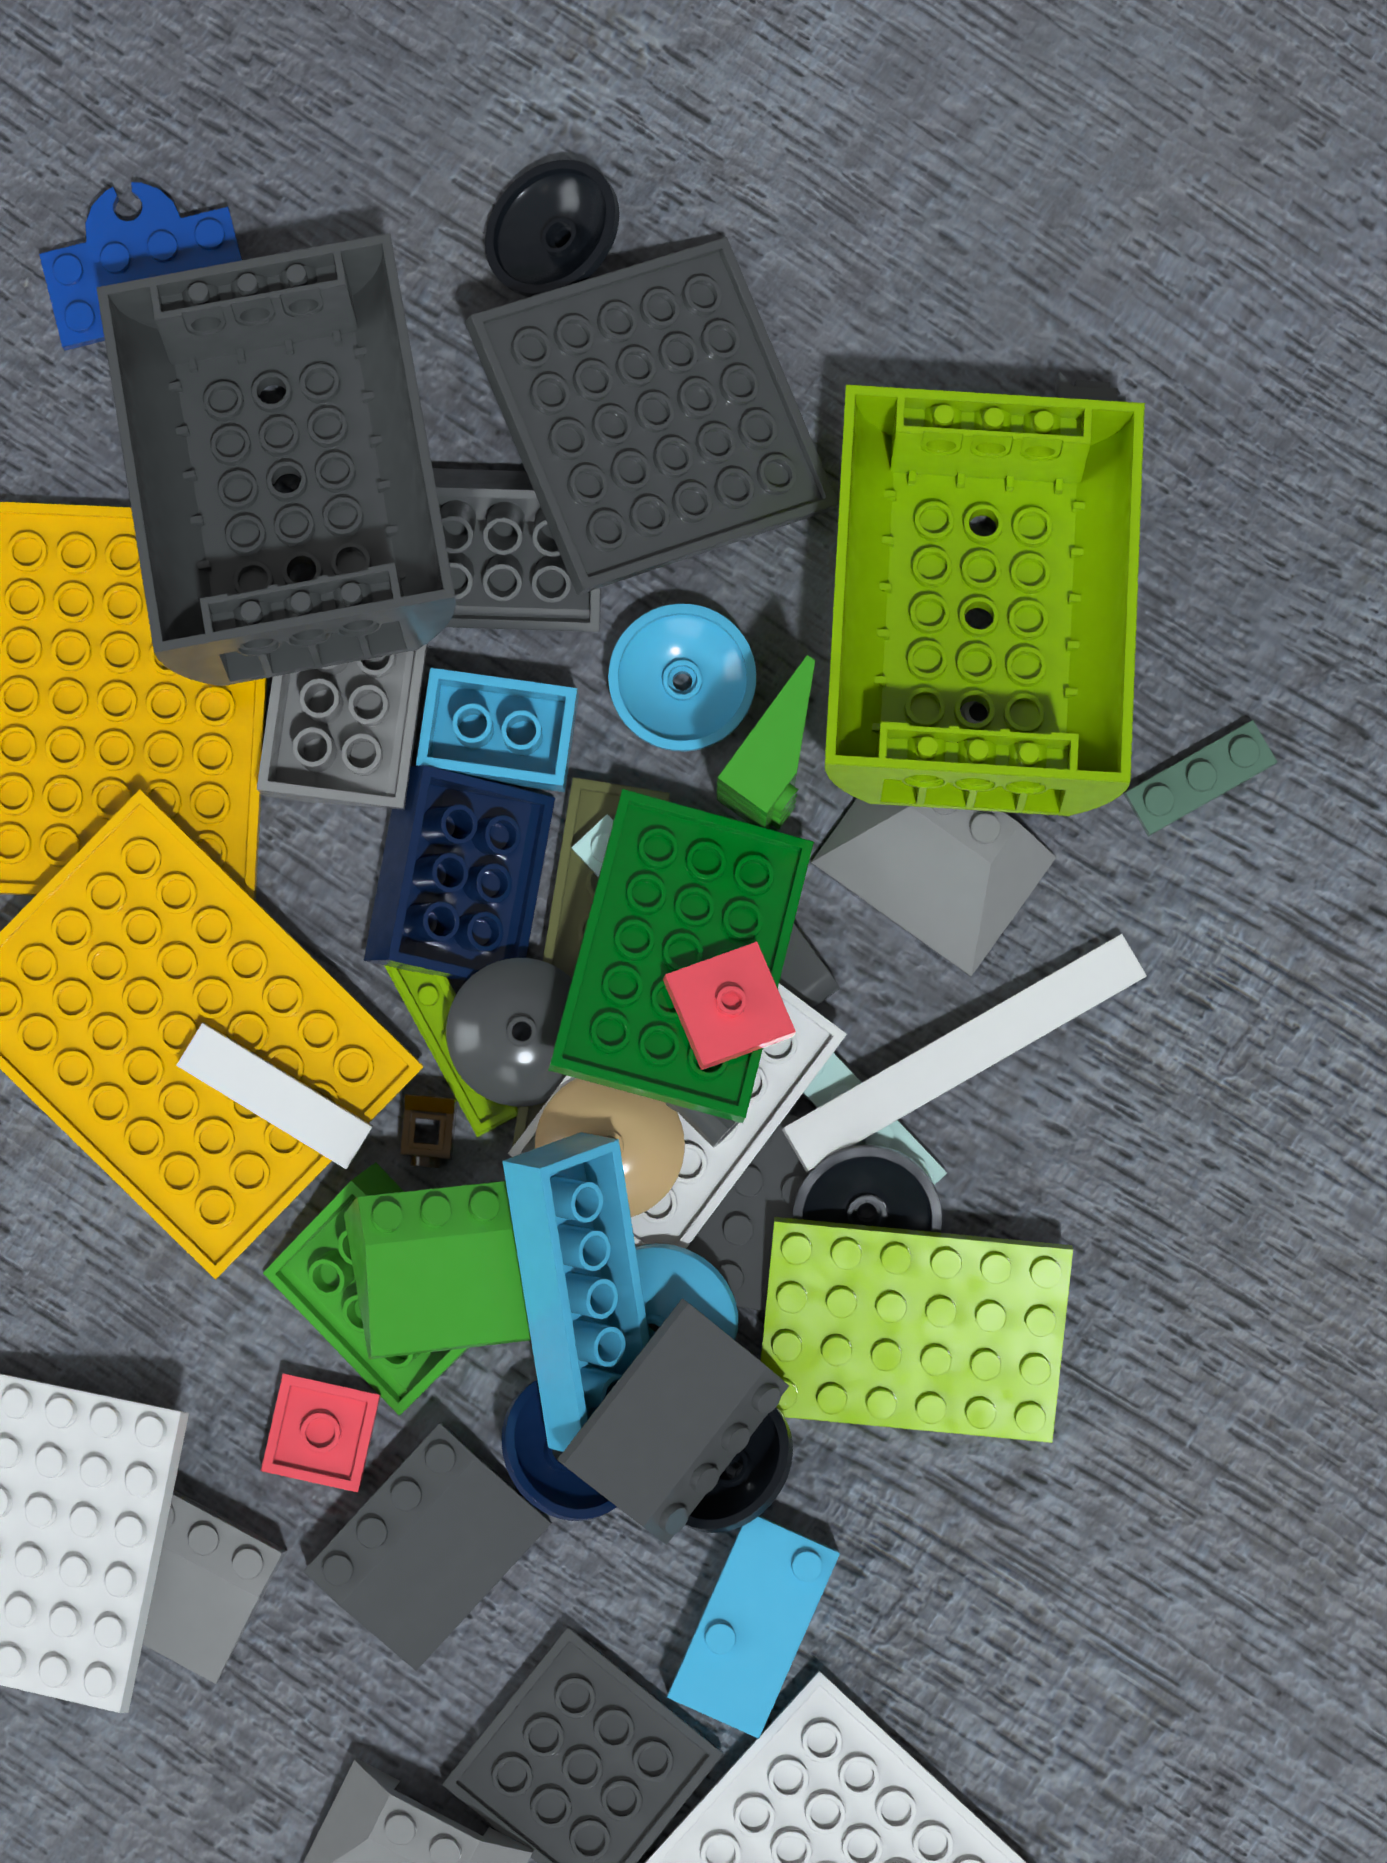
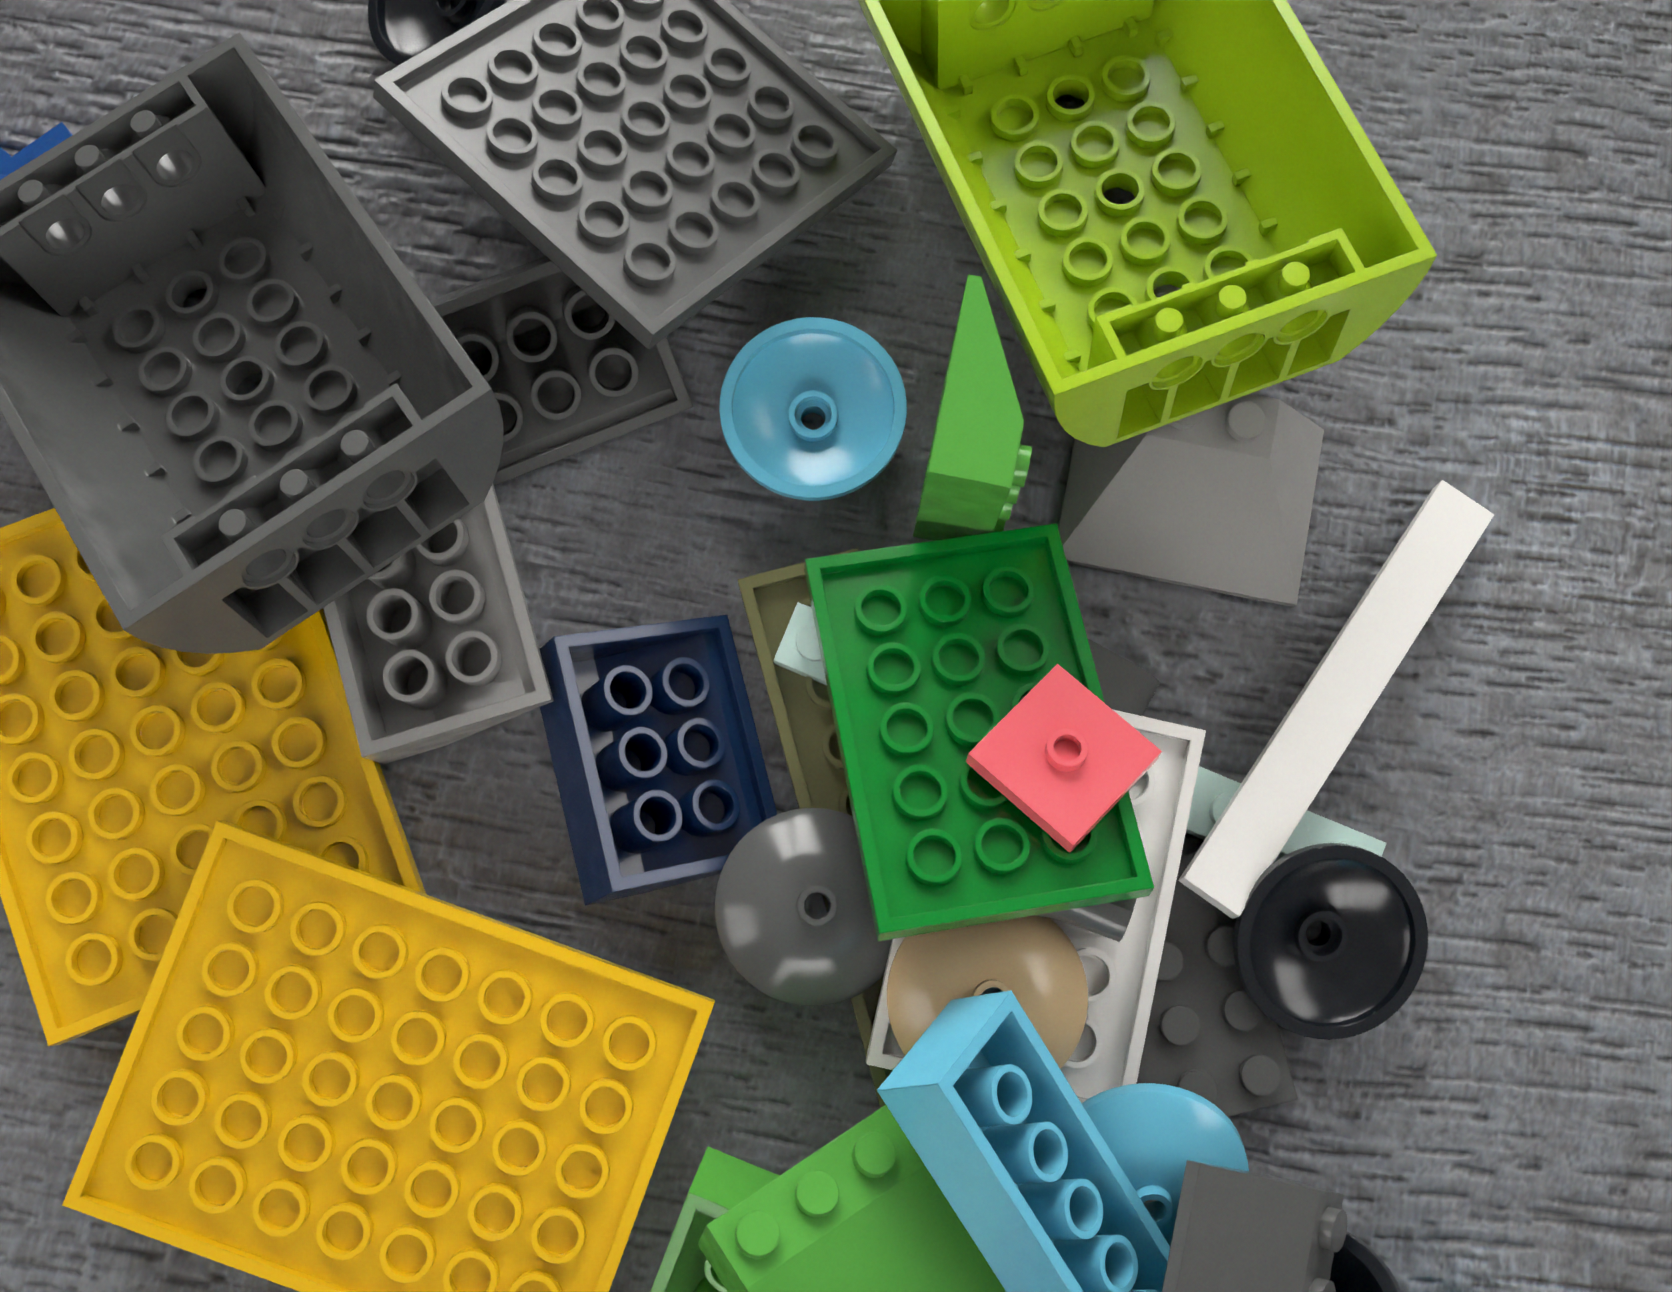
camera: 30 degrees left, 5 degrees down
(274, 1095) = (545, 1125): white tile -> none
(429, 1004) = (687, 921): lime tile -> none
(432, 1109) = (742, 1052): dark brown window -> none
(498, 729) = (624, 558): medium azure brick -> none
(916, 1328) = (1450, 1046): lime plate -> none
(1200, 778) = (1462, 243): sand green plate -> none

